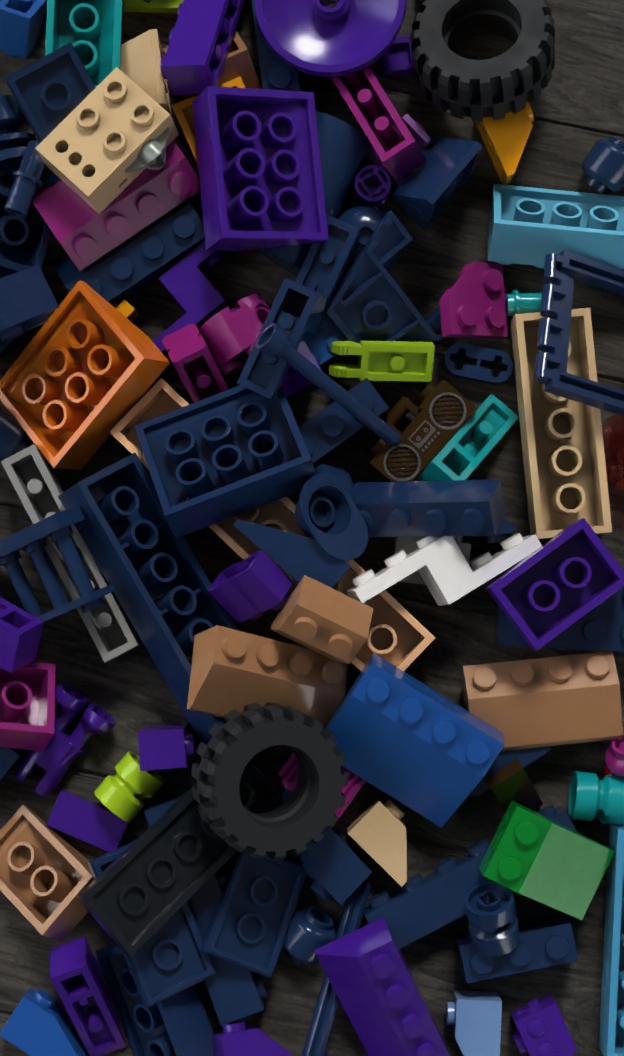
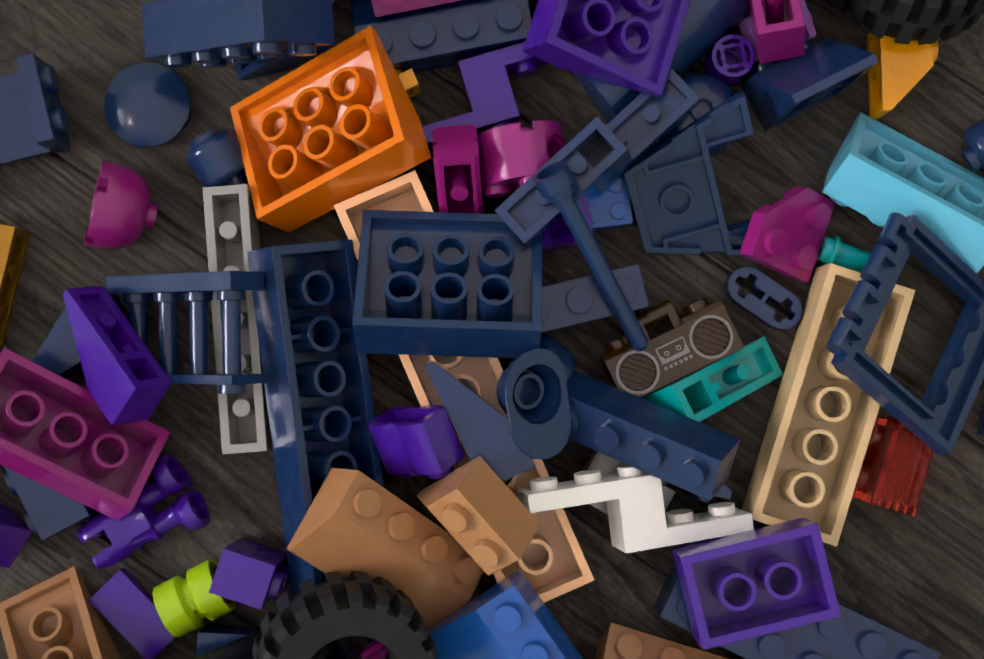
camera: 20 degrees right, 0 degrees up
(385, 360) = (665, 253): lime hinge -> none

